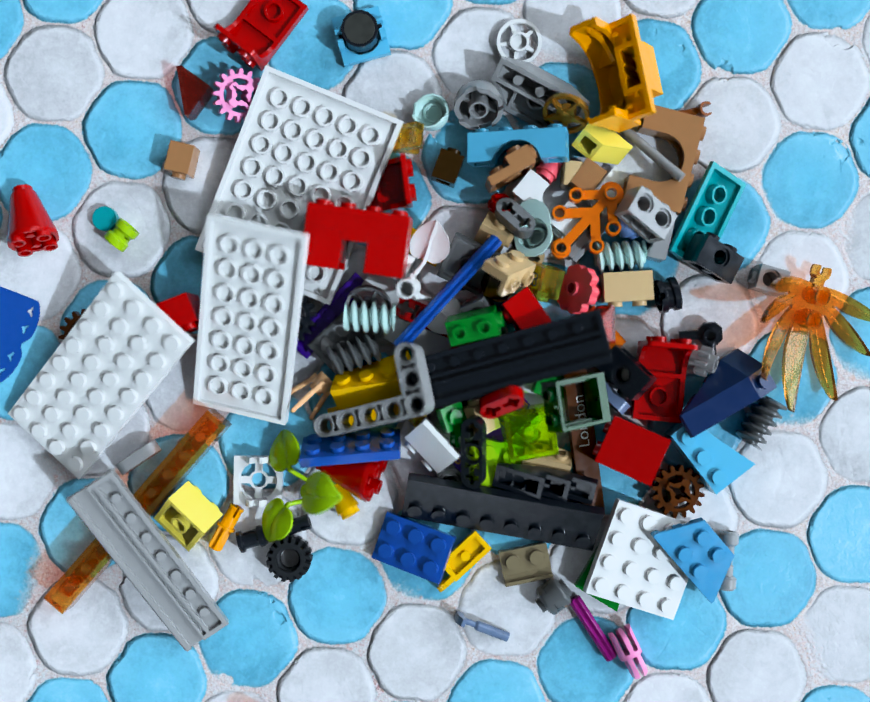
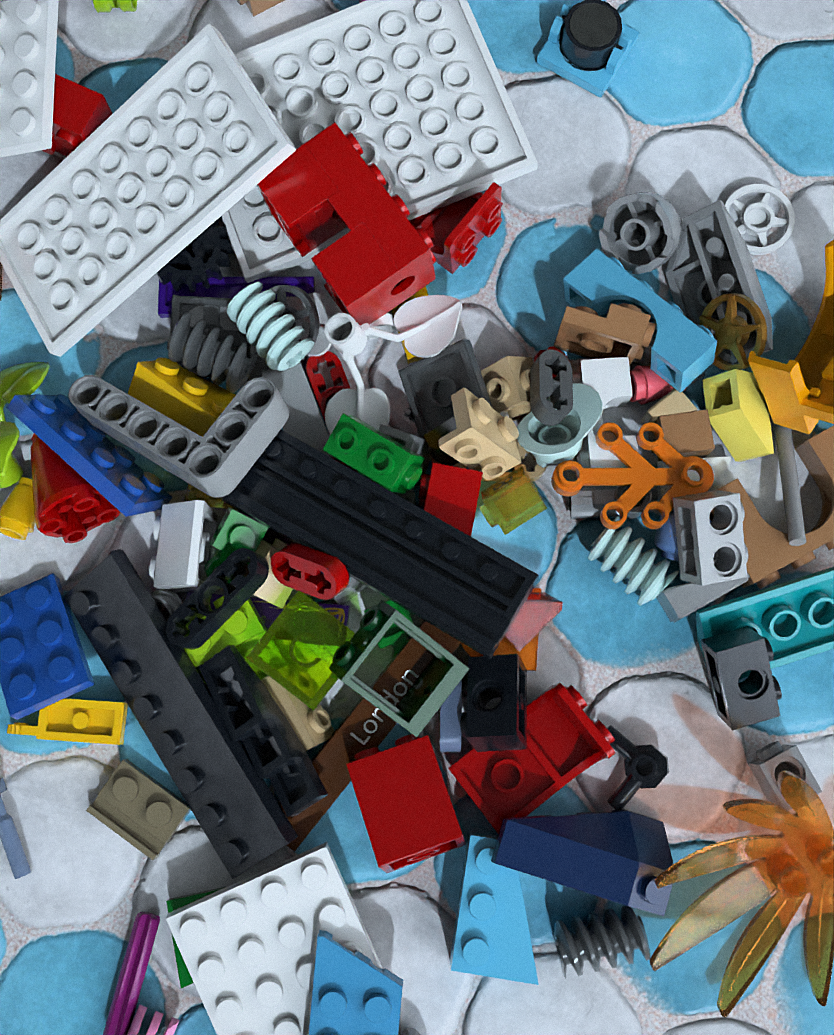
camera: 50 degrees right, 10 degrees down
(320, 385) = (135, 350): light nougat plant -> none
(410, 138) = (526, 195): clear yellow slope -> none
(431, 111) = (579, 192): light aqua hair -> none
(448, 167) = (536, 267): dark brown brick -> none
(449, 290) = (390, 389): blue axle -> none
(553, 596) = (127, 883): dark grey head -> none
(579, 289) = (545, 547): coral plant -> none
(627, 287) = (601, 606): tan brick -> none
(667, 295) = (641, 664): black wheel -> none
(673, 499) = (389, 921): reddish brown gear -> none
(704, 361) = (605, 788): light grey gear -> none

